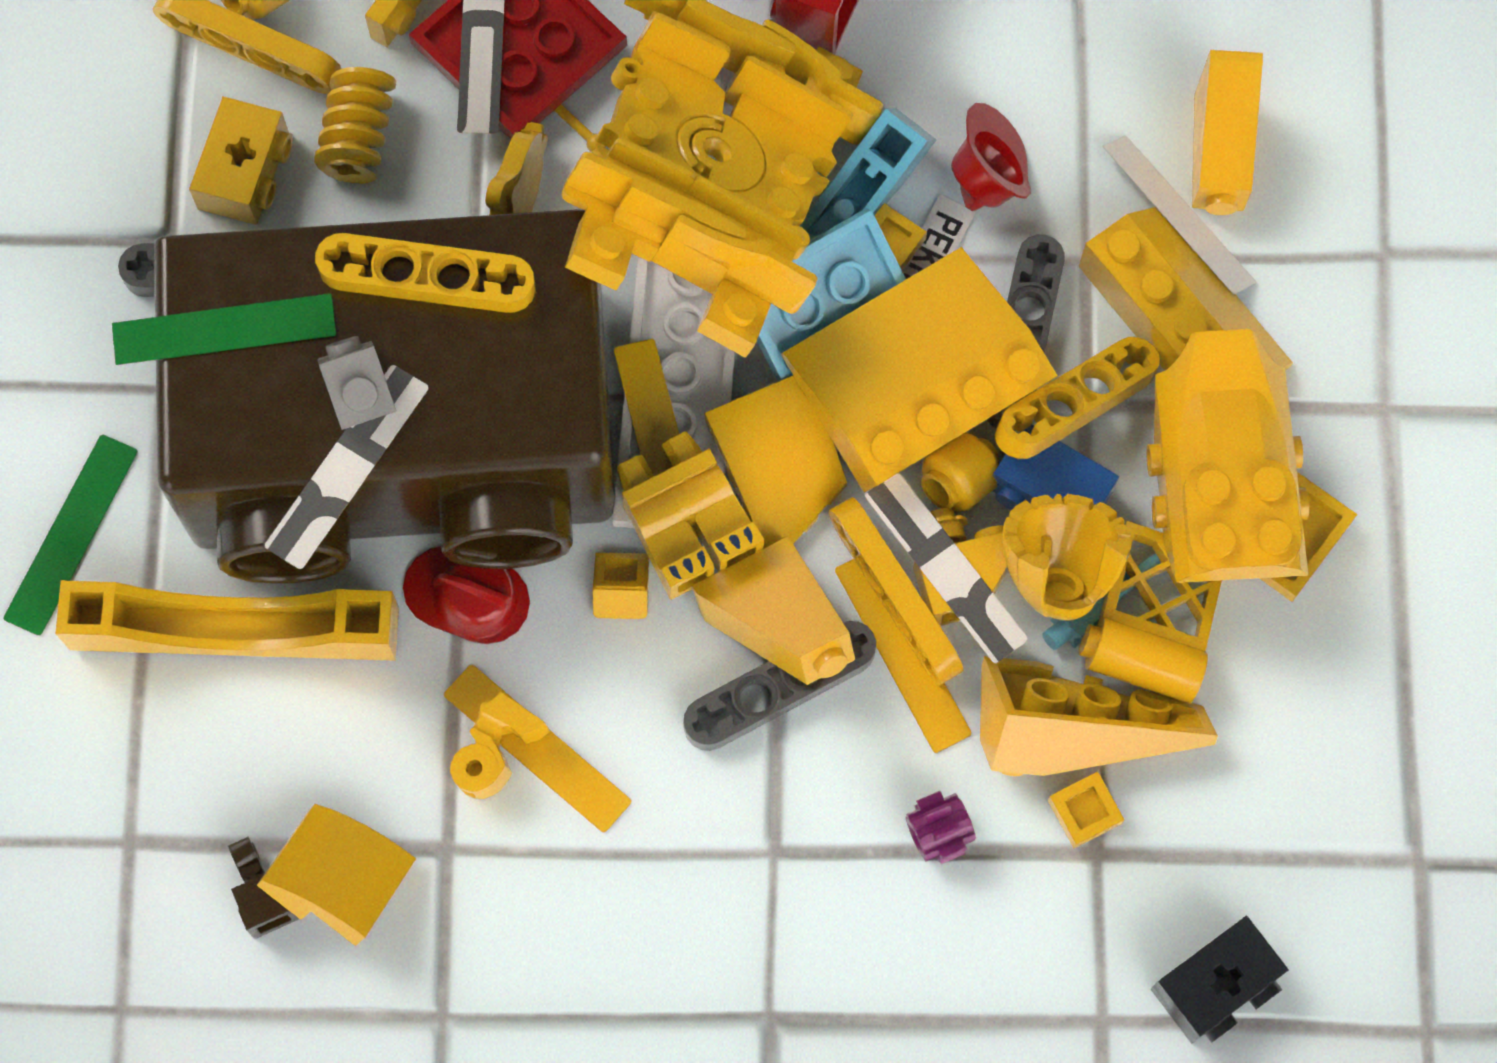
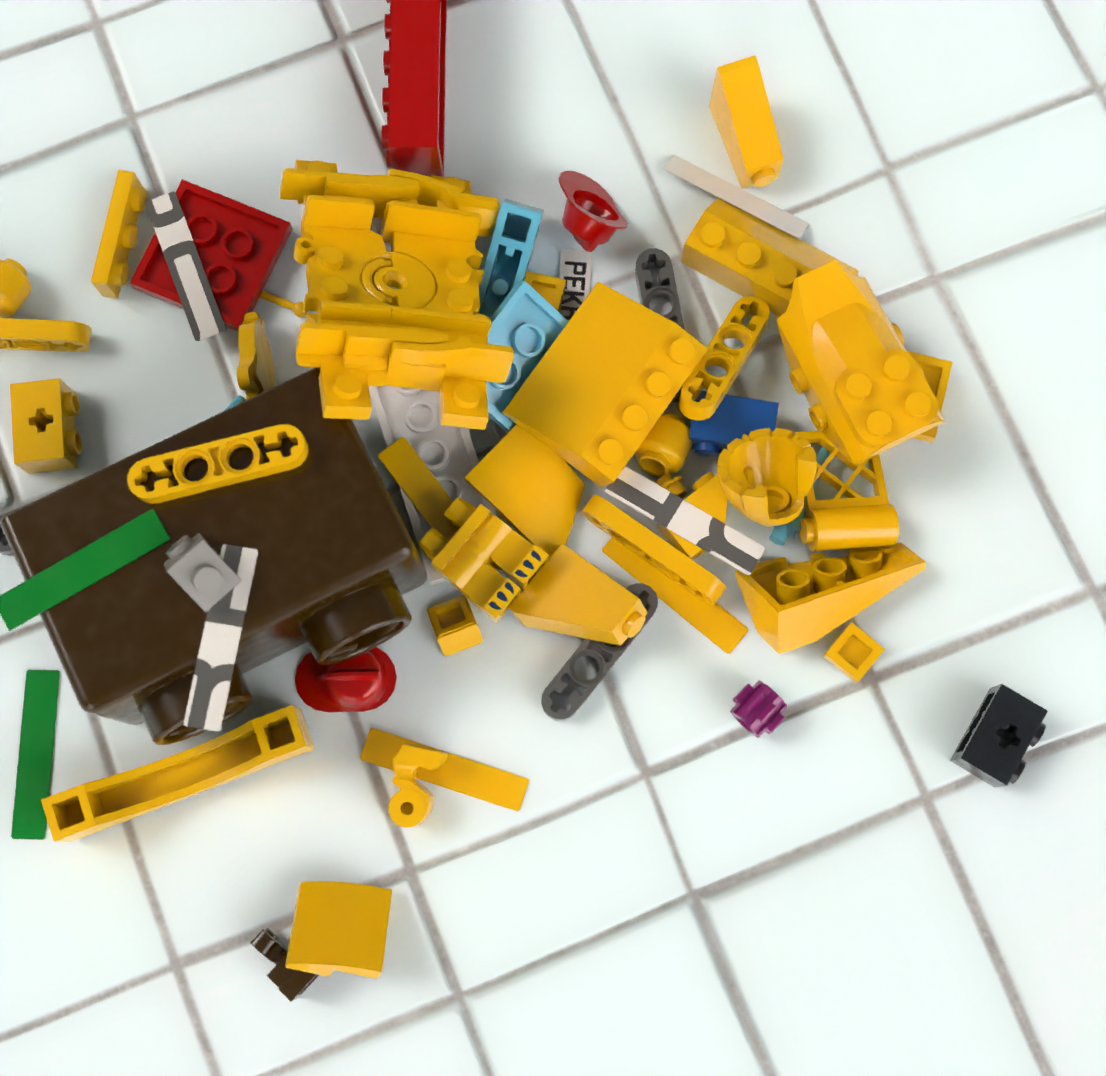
camera: 20 degrees left, 5 degrees up
(350, 124) = (114, 367): yellow piece -> none

